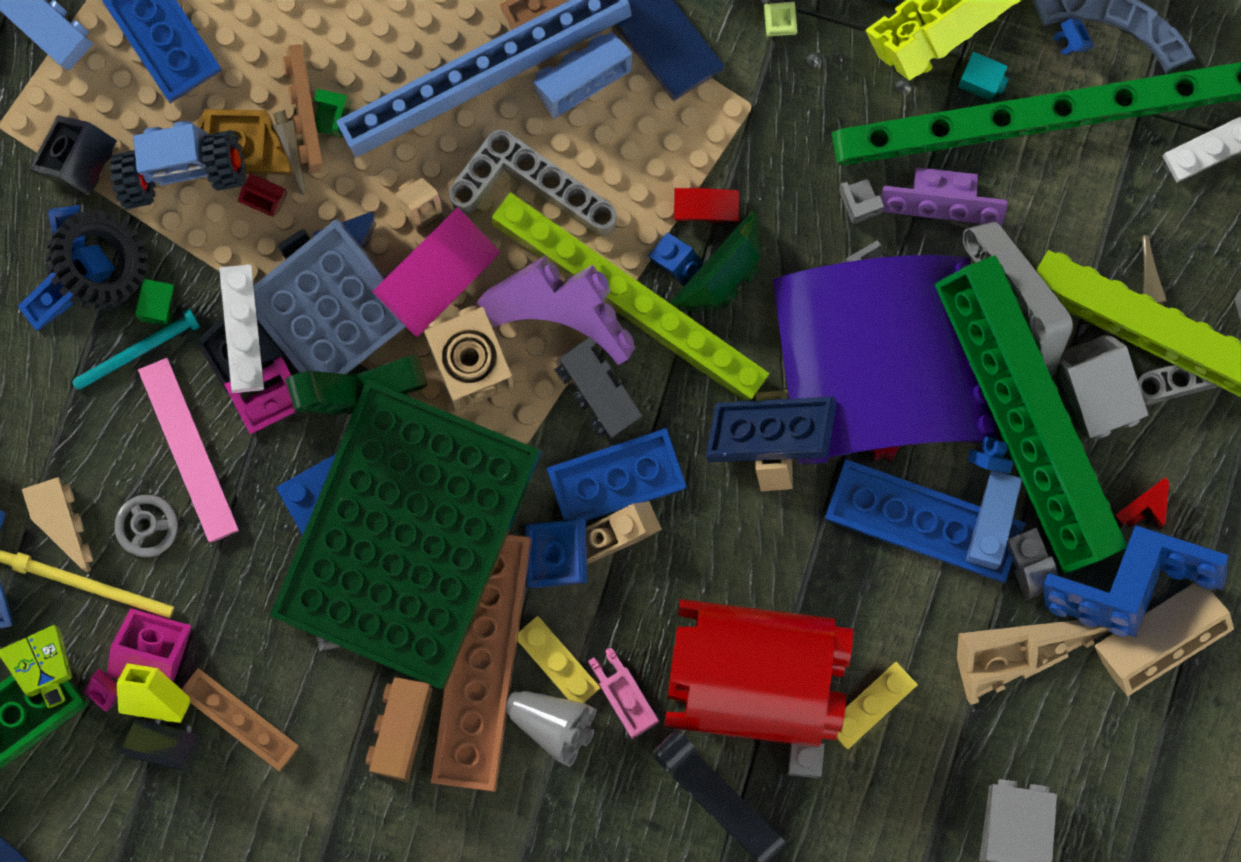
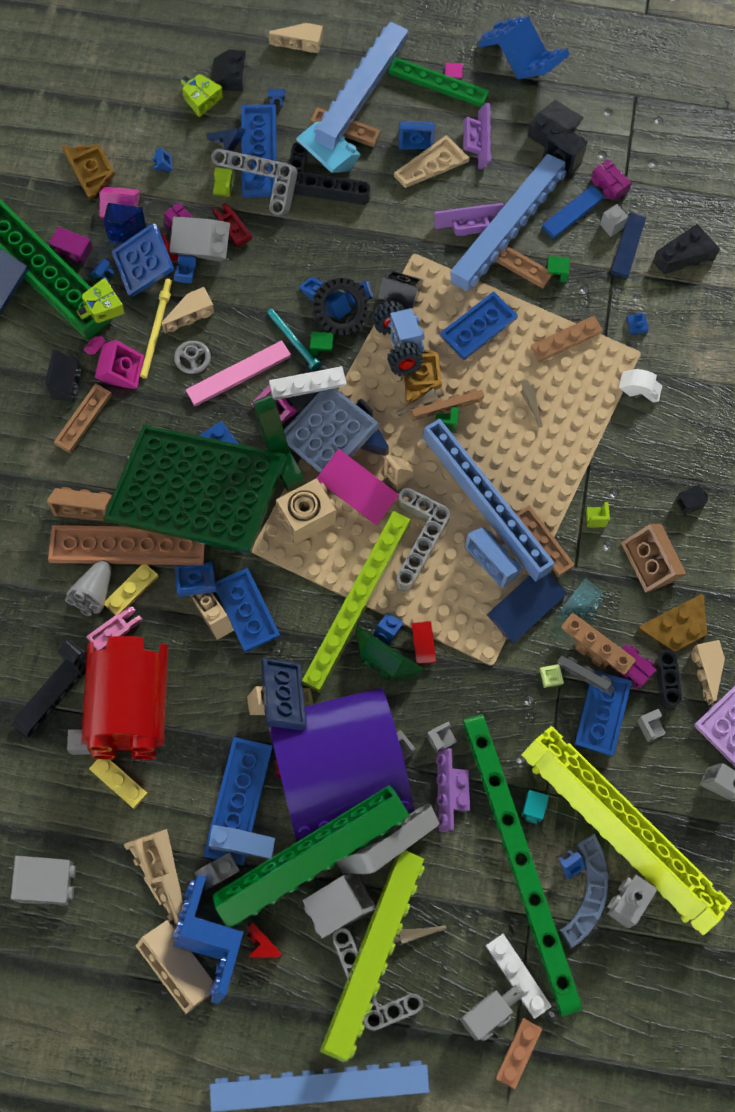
camera: 80 degrees right, 10 degrees down
(150, 694) = (90, 365): neon yellow slope -> none
(262, 195) = (391, 390): dark red piece -> none
(576, 302) = (346, 565): medium lavender arch -> none
(596, 389) = (299, 589): black wedge -> none
(991, 456) = (283, 837): blue tile -> none

